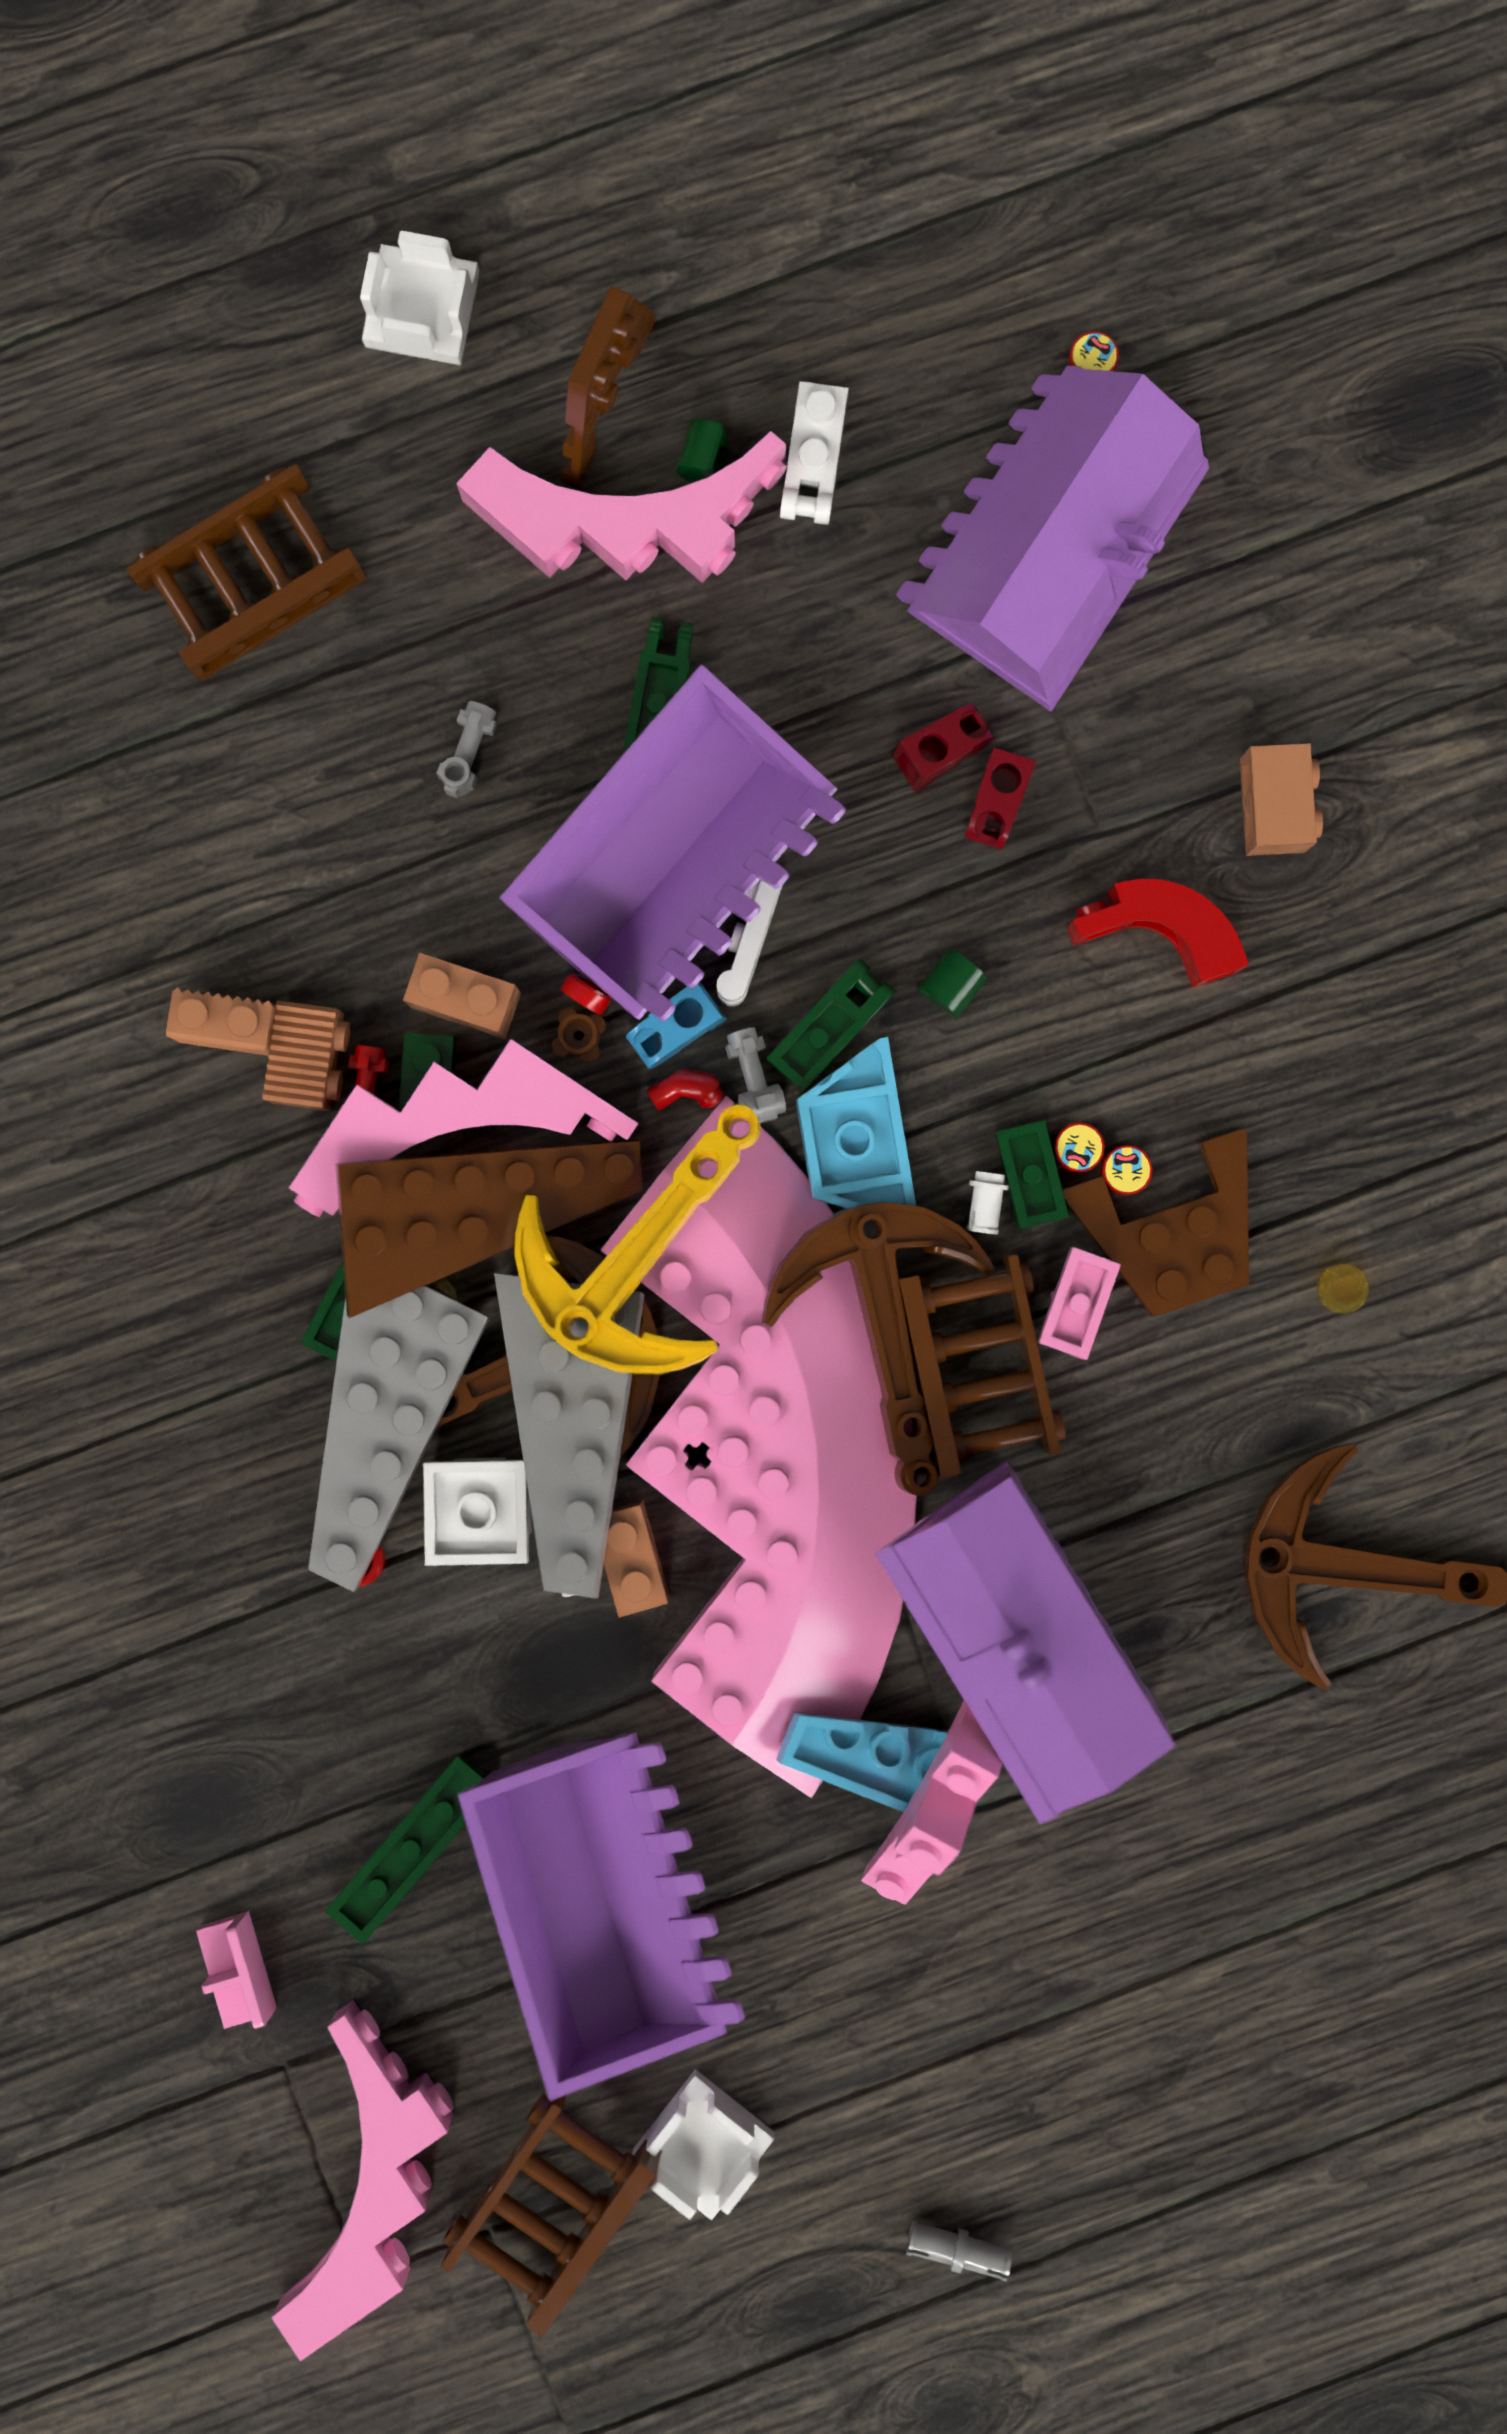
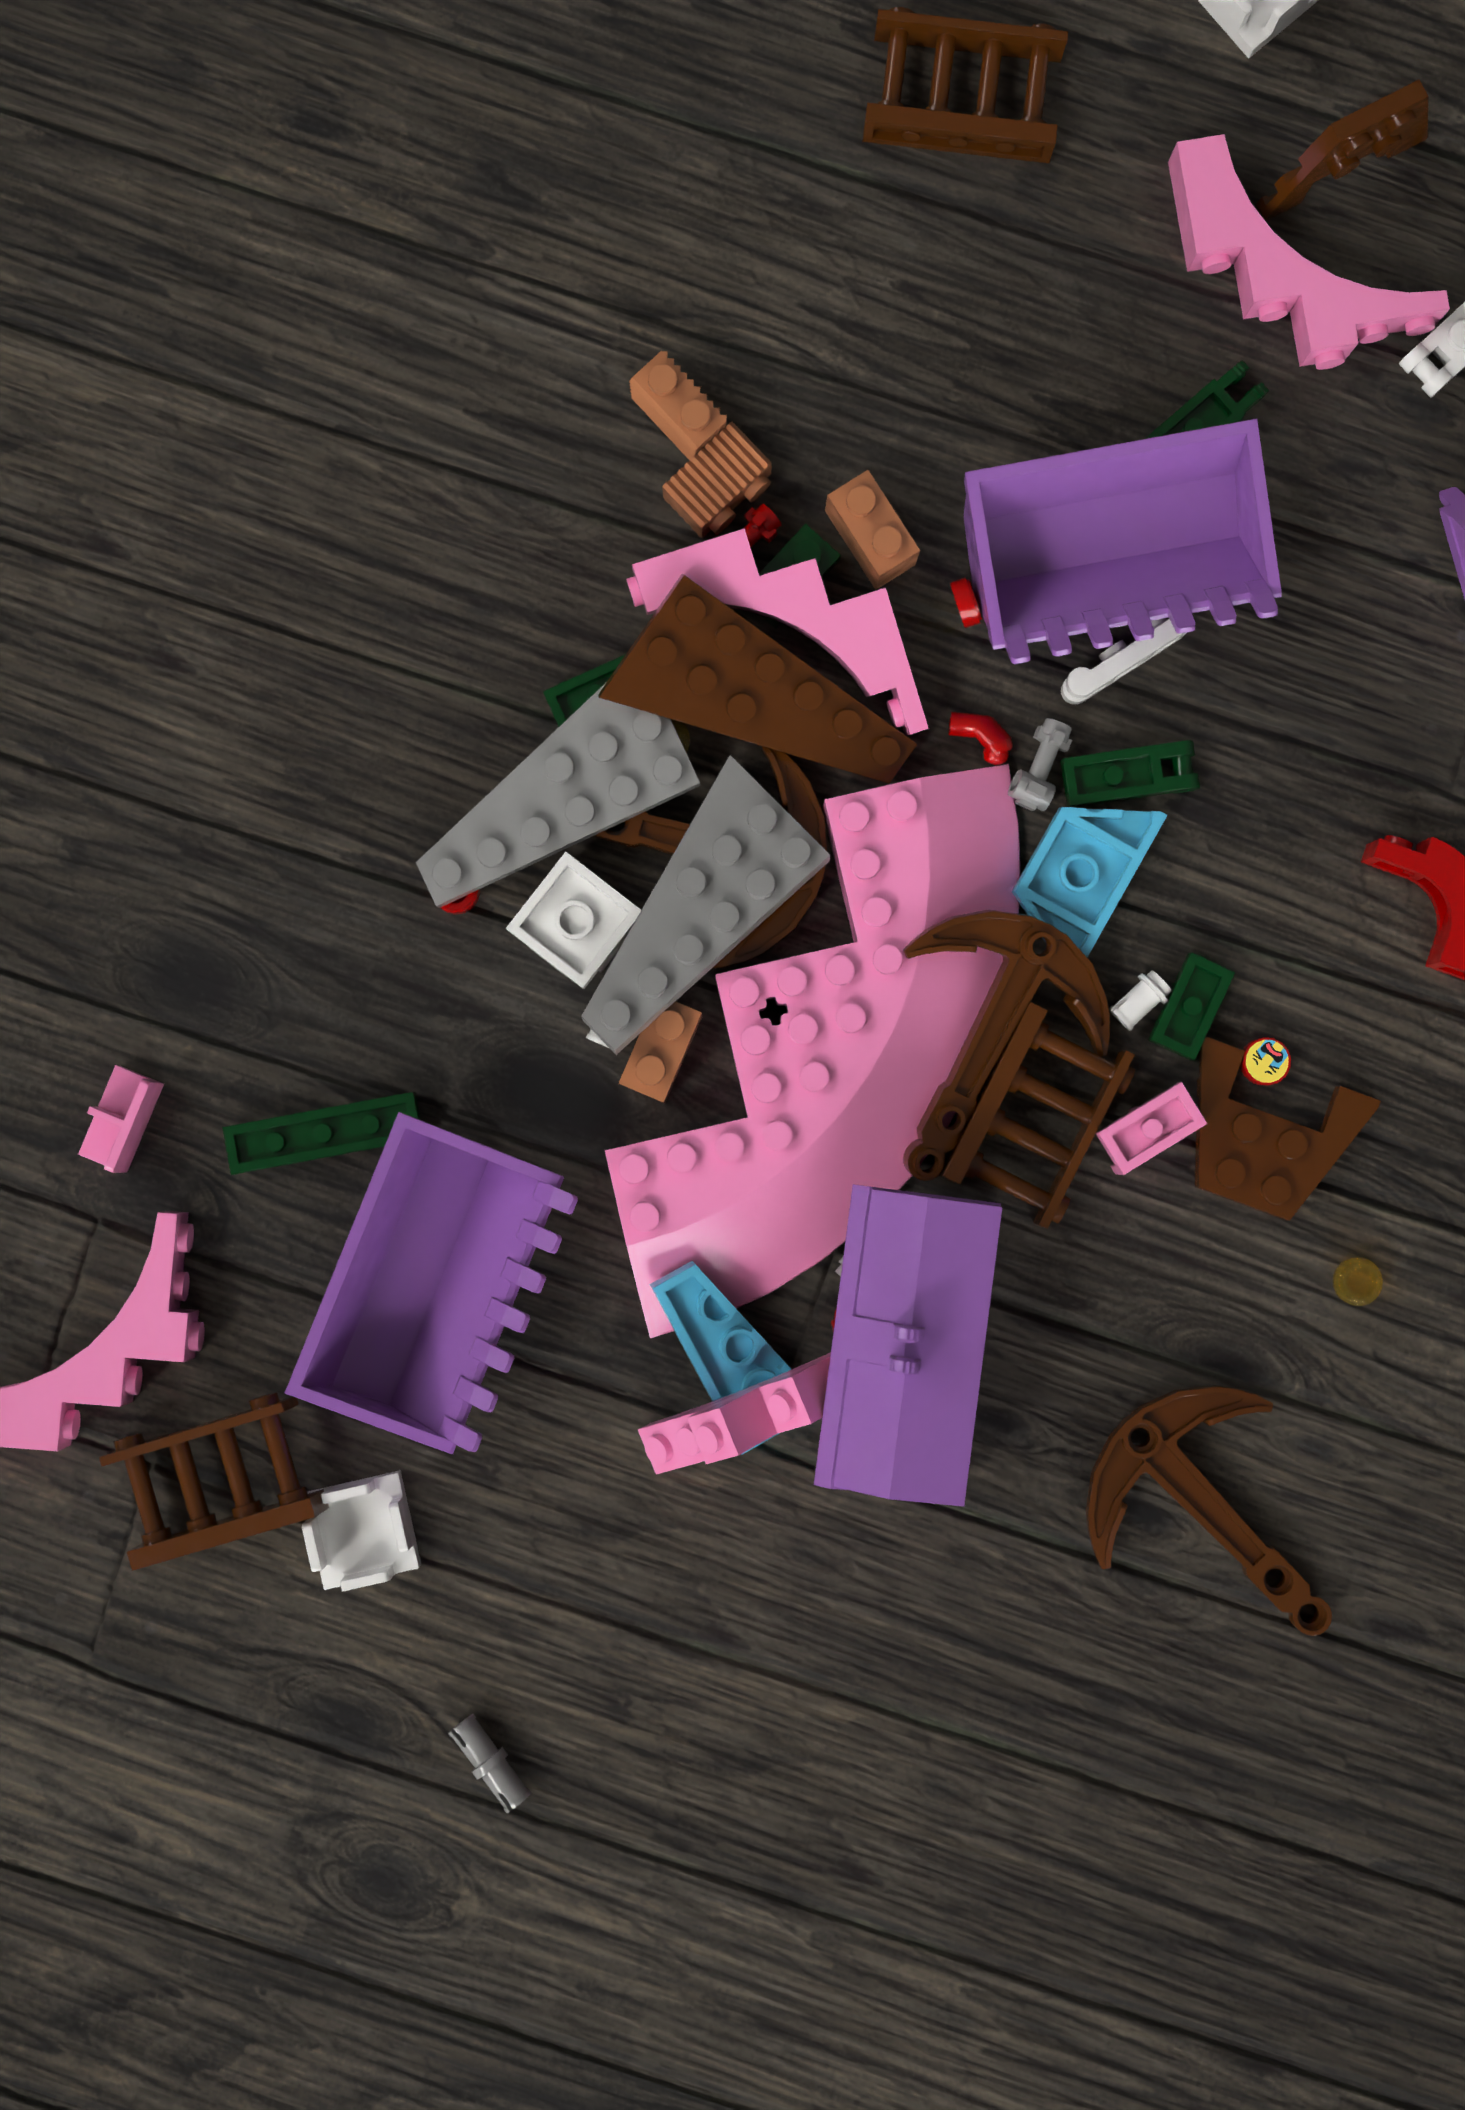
camera: 35 degrees right, 0 degrees up
(456, 771) = (1002, 357): light grey bar -> none
(572, 1022) = (936, 616): reddish brown plate -> none
(625, 1267) = (841, 823): yellow piece -> none
(693, 1016) = (999, 681): dark azure leg -> none
(702, 450) = (1382, 265): dark green brick -> none
(942, 746) = (1383, 631): dark red leg -> none
(952, 983) = (1247, 816): dark green brick -> none
(999, 798) = (1396, 703): dark red leg -> none
(1078, 1147) = (1243, 1015): tile -> none

